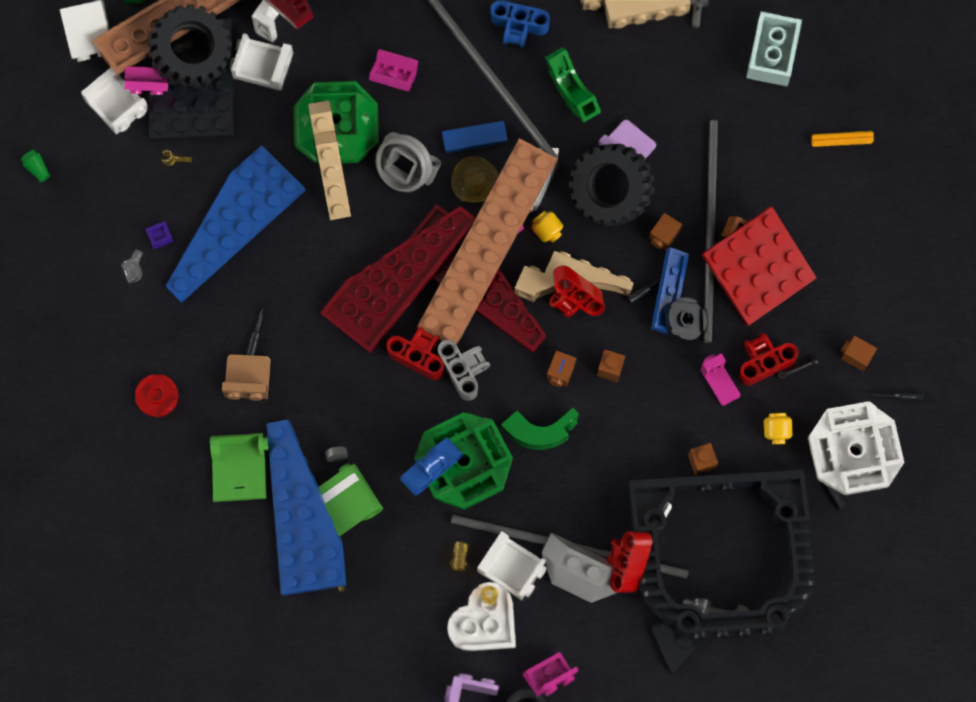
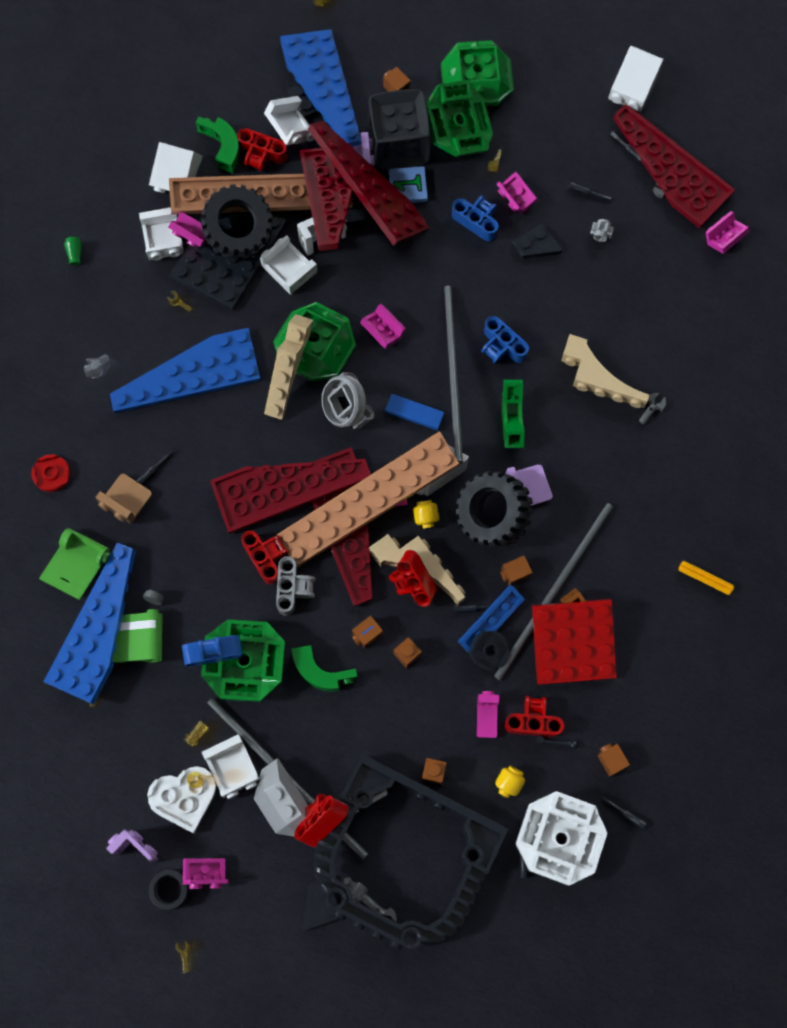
camera: 30 degrees right, 0 degrees up
(159, 235) = (130, 352): dark purple tile -> none
(474, 179) = (392, 443): clear yellow hat -> none
(774, 49) = (692, 474): light aqua brick -> none

